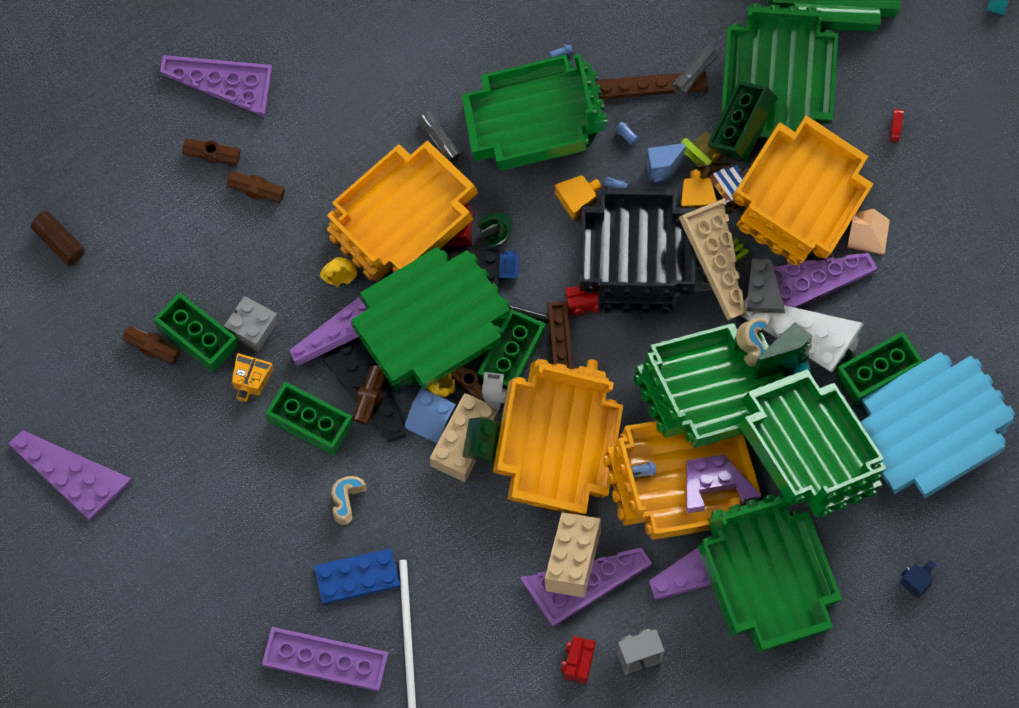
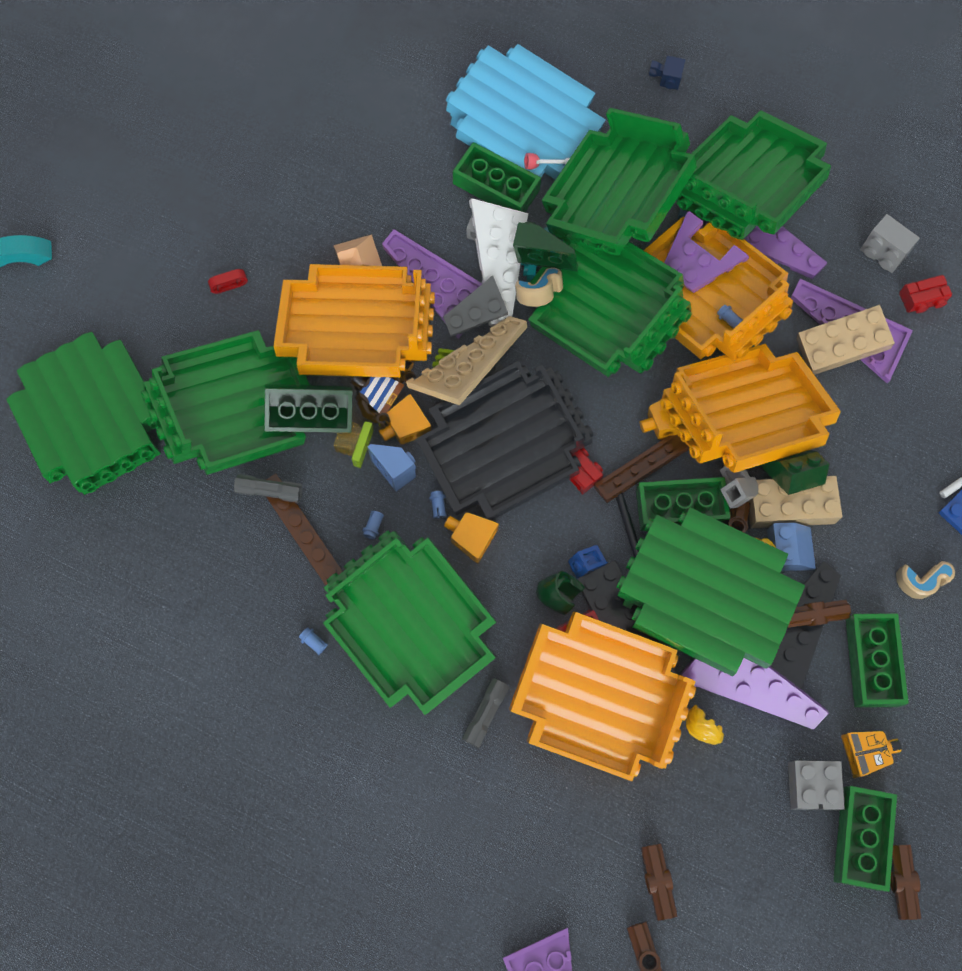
camera: 120 degrees left, 5 degrees up
(876, 396) = (532, 161): none -> hinge

